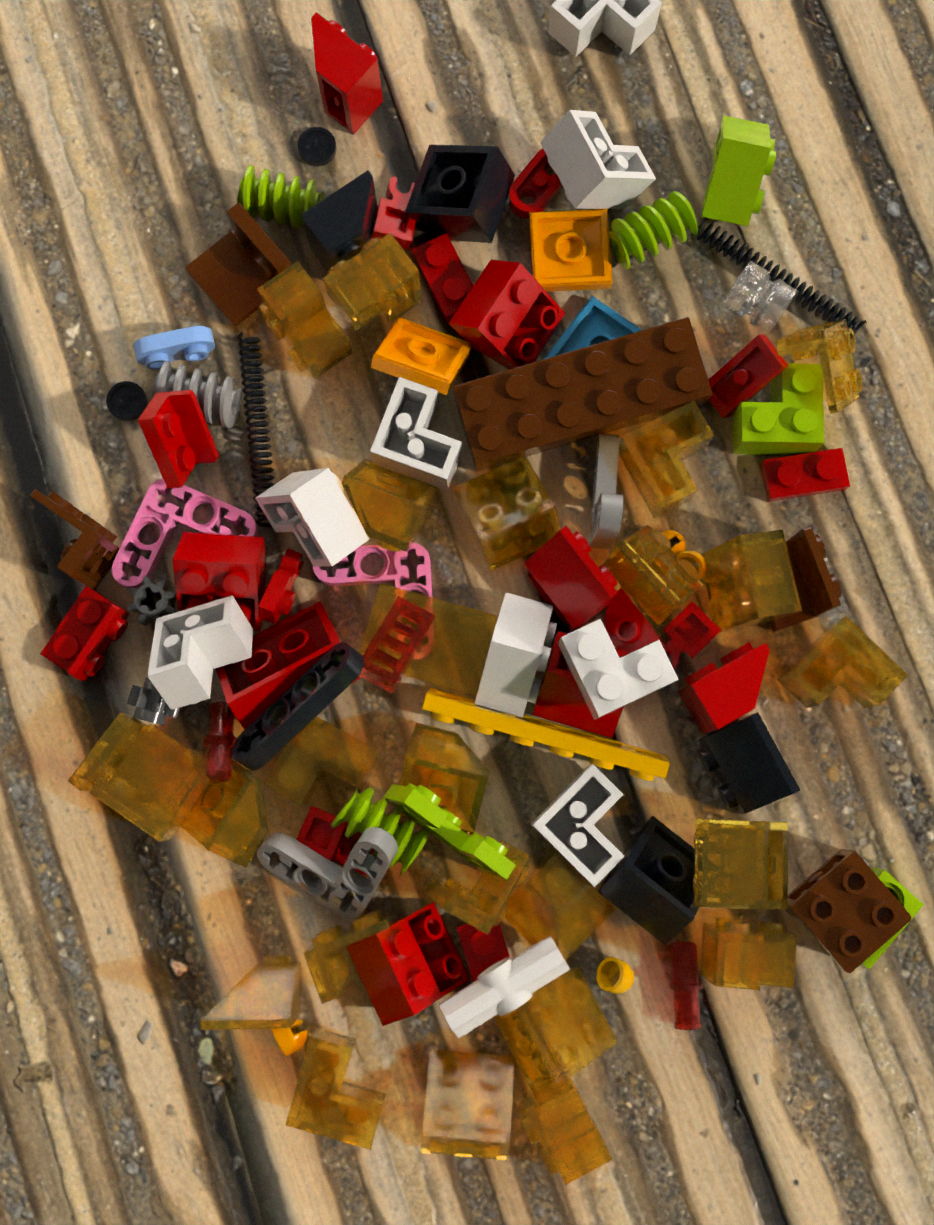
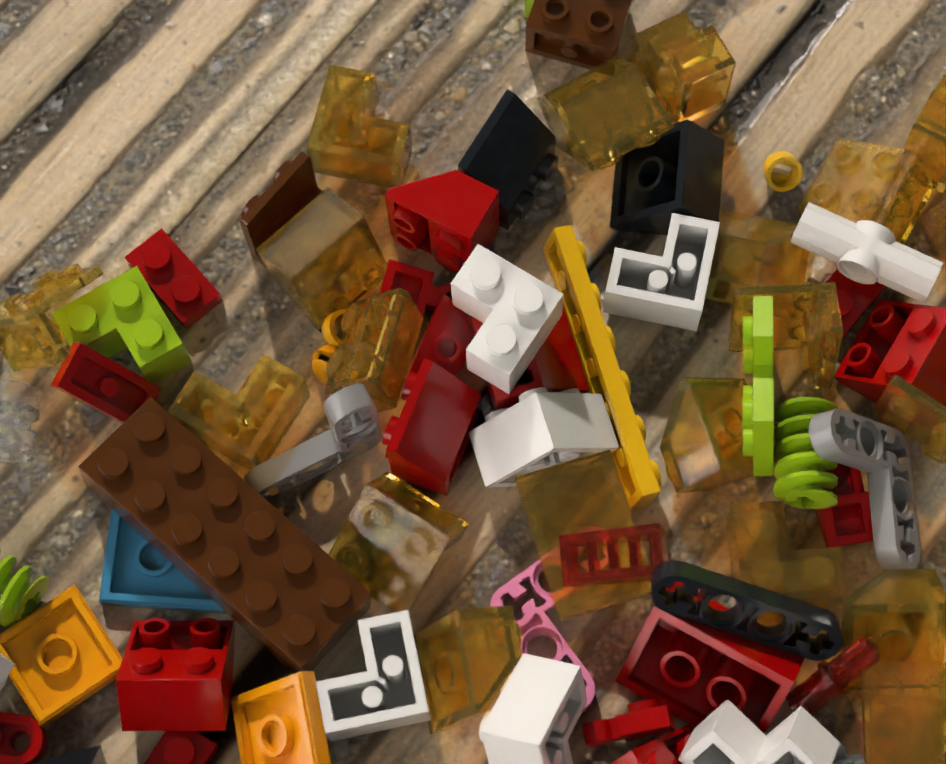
camera: 120 degrees left, 10 degrees down
(685, 985) = (747, 106): clear red axle -> none

